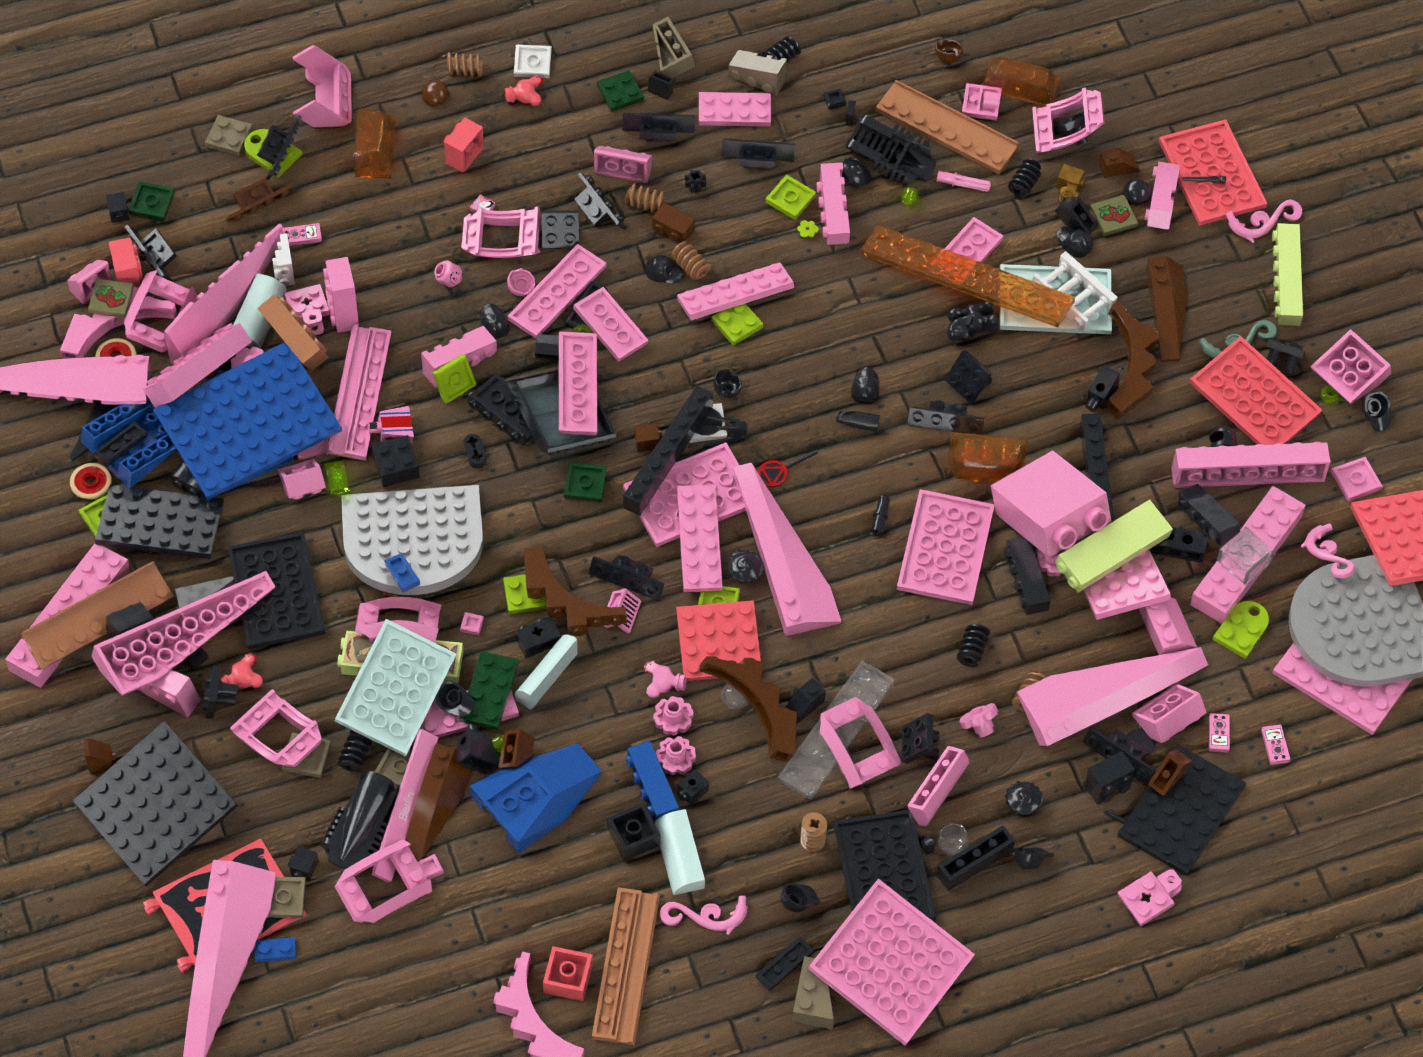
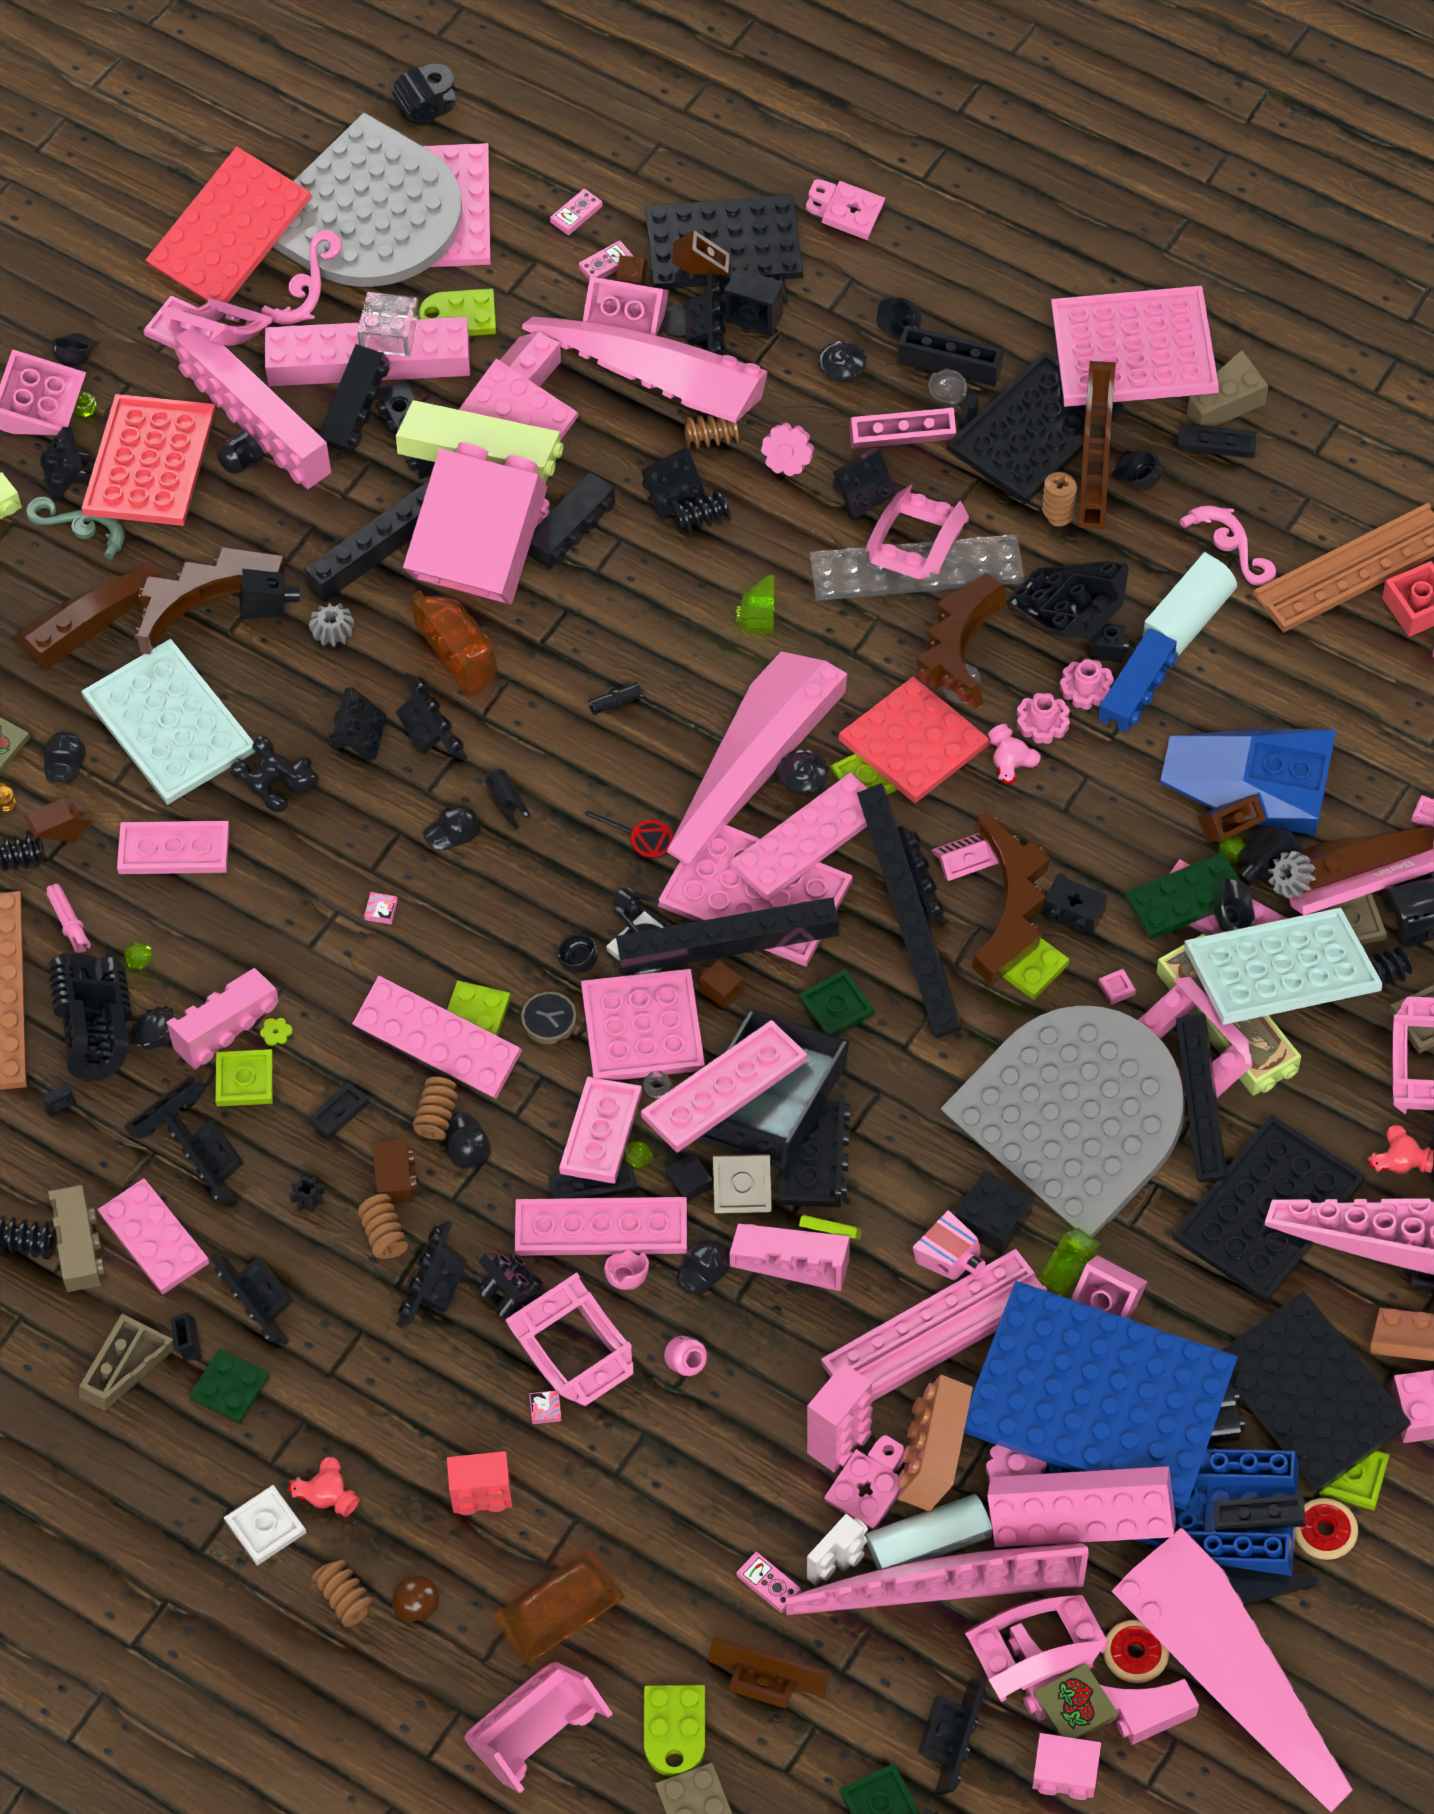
camera: 125 degrees left, 0 degrees up
(126, 261) = (1009, 1736): coral brick -> none
(193, 593) = (1355, 1275): flat silver slope -> none
(275, 145) = (670, 1701): black bracket -> none
(360, 592) = (1201, 1098): none -> black plate
(402, 572) = (1151, 1048): blue plate -> none
(445, 737) = (1292, 874): none -> light grey gear
(479, 450) = (903, 1152): black beam -> none
(519, 361) = (742, 1183): none -> plate
(547, 671) = (1110, 861): light aqua brick -> none
(607, 549) = (909, 911): none -> black plate
(616, 366) = (657, 1077): none -> clear plate
(622, 164) = (347, 1287): bright pink slope -> none
(633, 831) = (1213, 651): black brick -> none
(655, 385) = (642, 1025): none -> bright pink plate
(703, 351) = (548, 1017): none -> black tile
(732, 224) = (338, 1110): none -> black plate
(734, 776) = (1072, 597): none -> black wedge
(803, 153) = (183, 1094): none -> black plate
(807, 699) = (910, 612): black slope -> none
(826, 874) = (1096, 445): none -> reddish brown arch
(834, 99) = (45, 1139): black tile -> none
(842, 321) = (381, 908): none -> tile
(878, 626) = (758, 608): none -> clear neon green slope
(945, 547) = (600, 615): bright pink plate -> none
(968, 275) = (218, 812): clear orange plate -> none
(1007, 639) = (672, 481): none -> black plate
(1025, 202) = (59, 820): none -> reddish brown slope
(1055, 412) = (331, 624): none -> light grey gear
(1076, 215) = (28, 773): black slope -> none
(1087, 281) = (131, 679): white fence -> none
(1194, 732) = (632, 270): none -> reddish brown brick
(1319, 453) = (207, 317): none -> bright pink wedge

